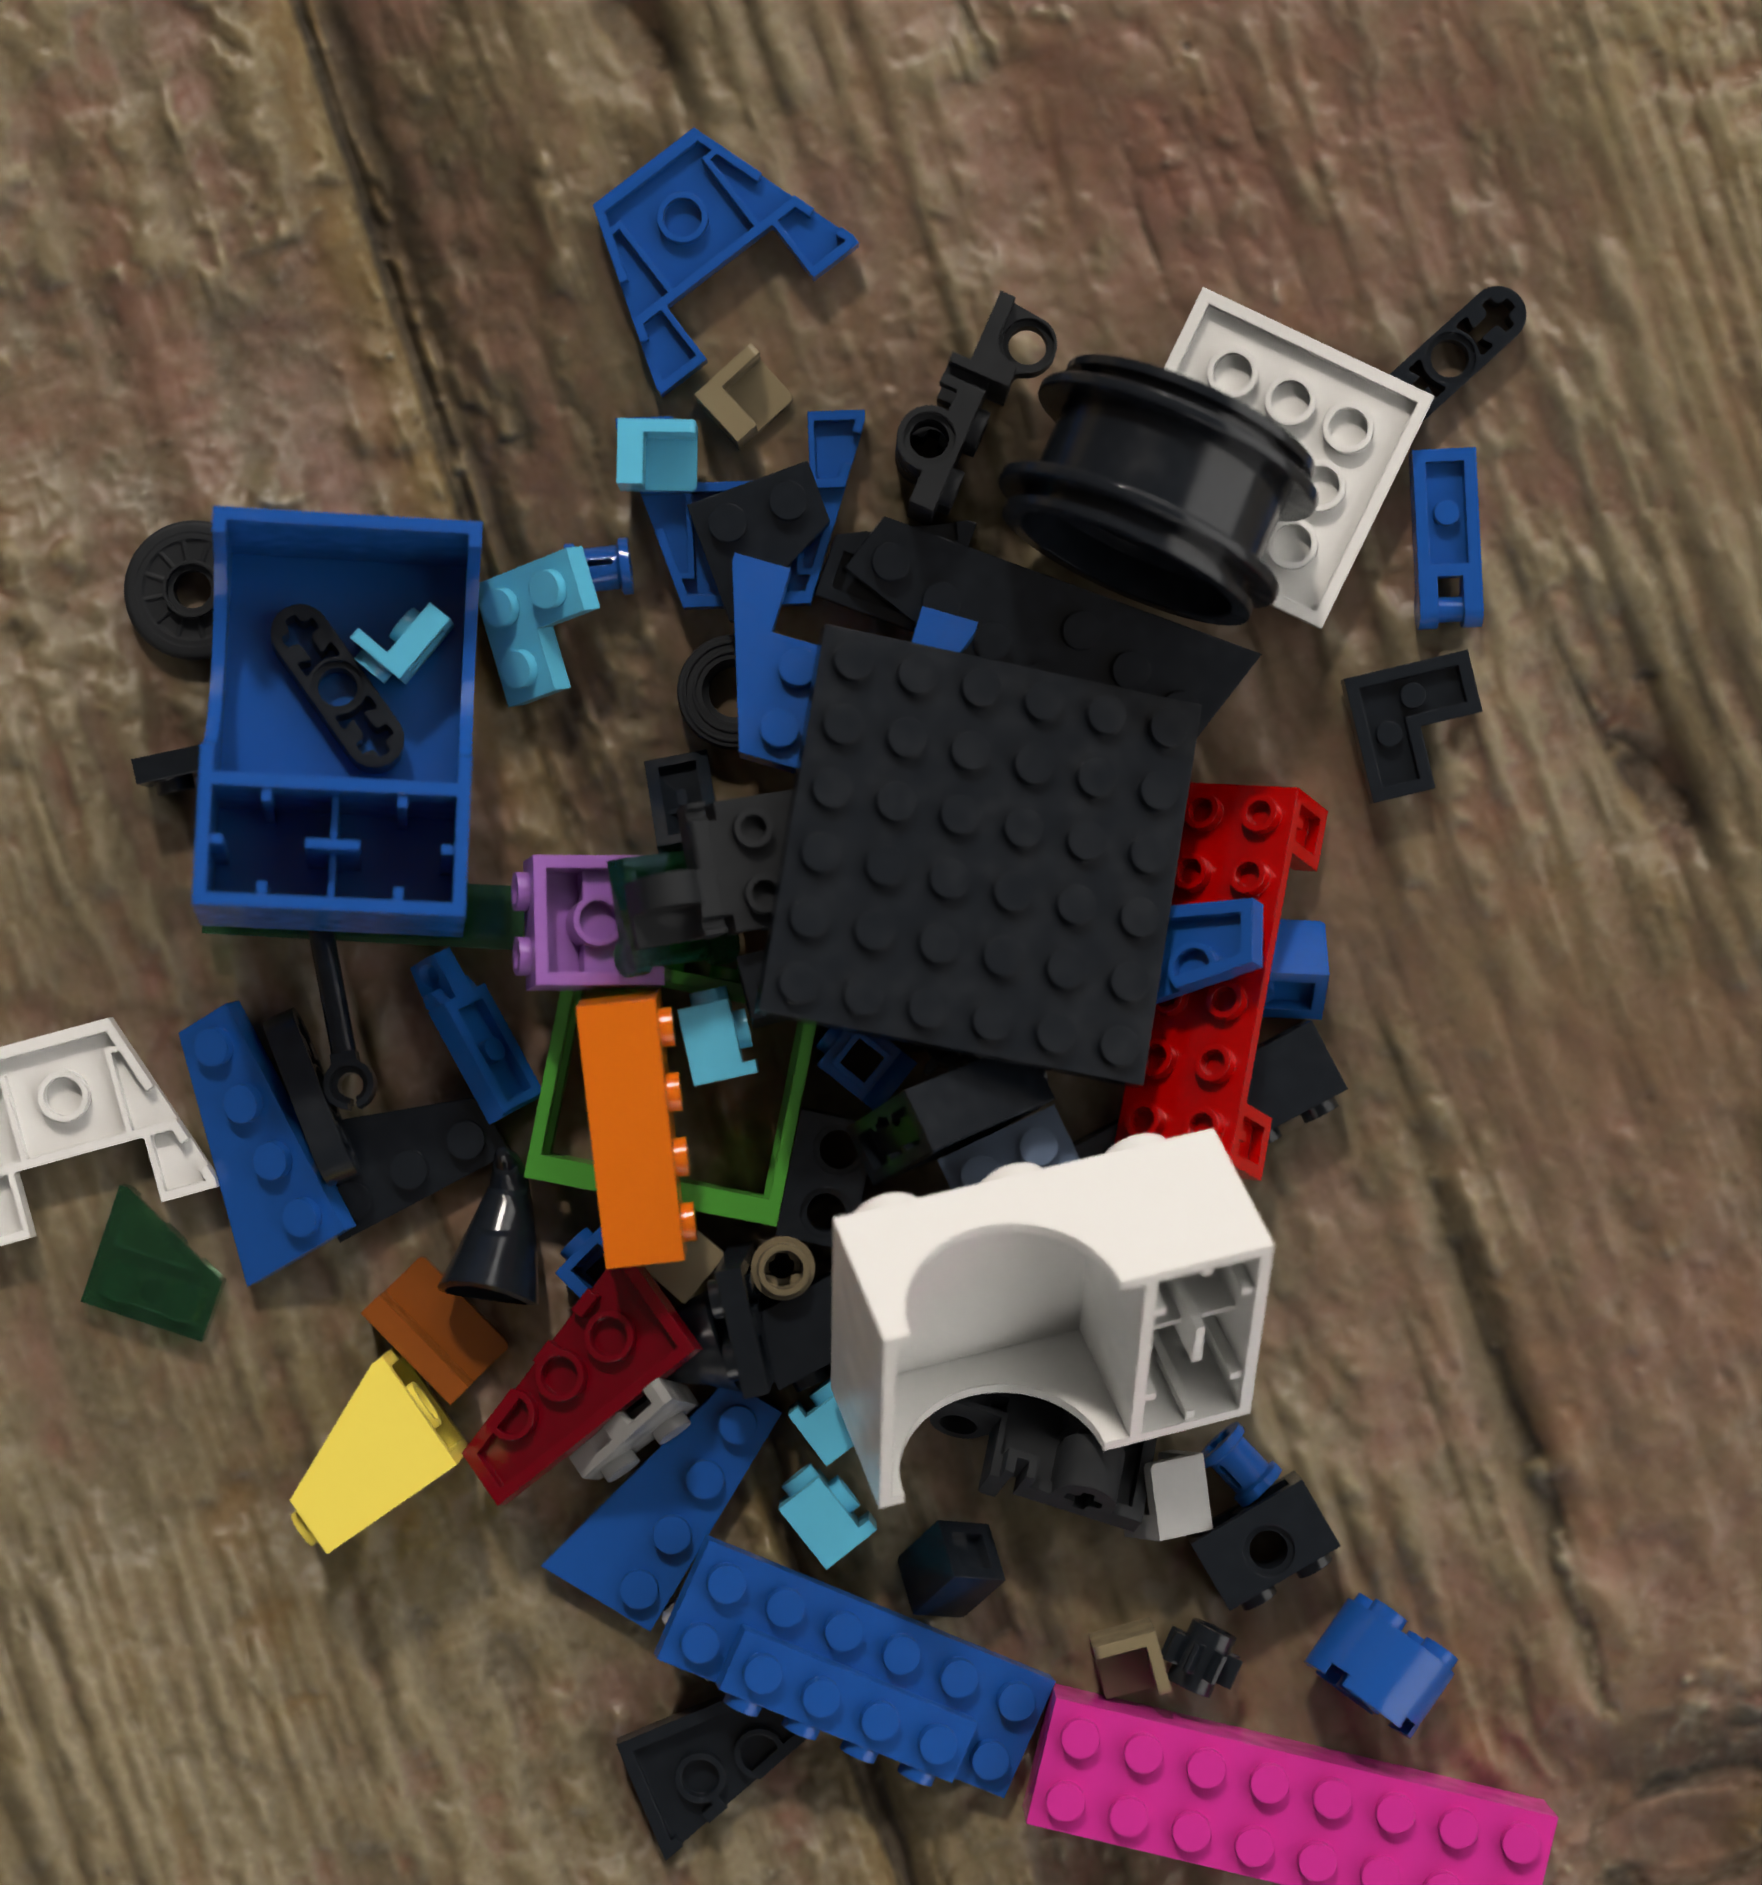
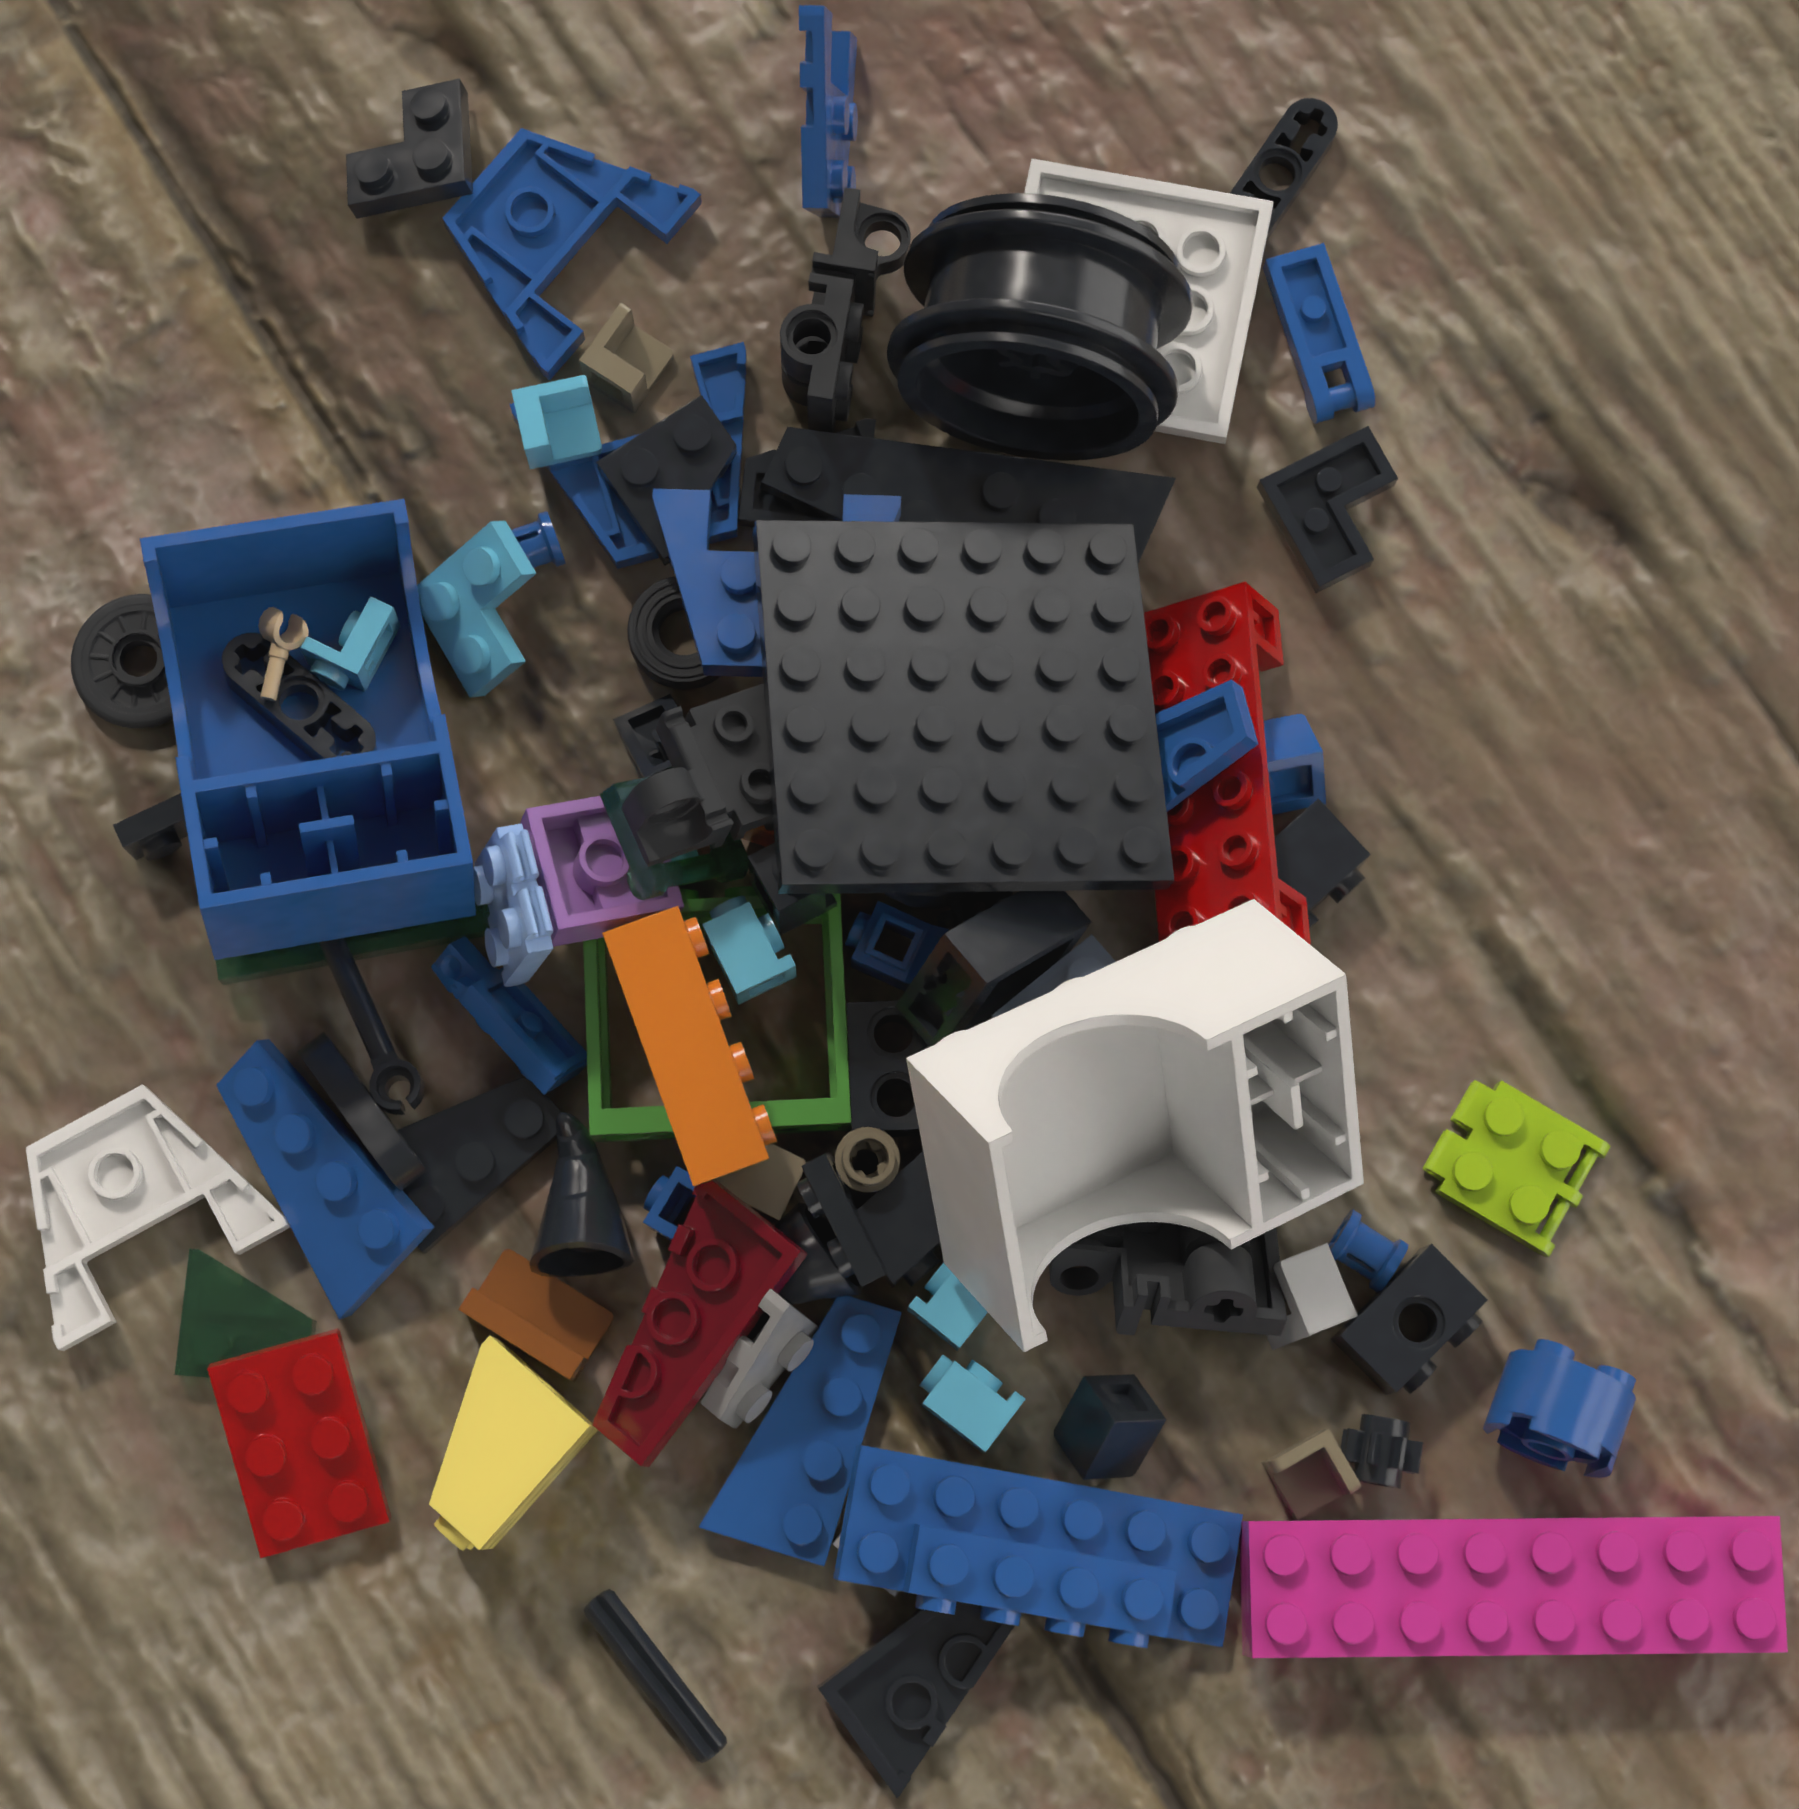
camera: 20 degrees left, 10 degrees down
(184, 1395) = (299, 1443): none -> red plate
(334, 626) = (280, 646): none -> tan hand
(468, 1691) = (655, 1676): none -> black axle
(501, 918) = (517, 905): none -> light blue plate
(592, 142) = (425, 167): none -> black plate
(1007, 201) = (830, 112): none -> blue wing
(1406, 1413) = (1513, 1163): none -> lime plate

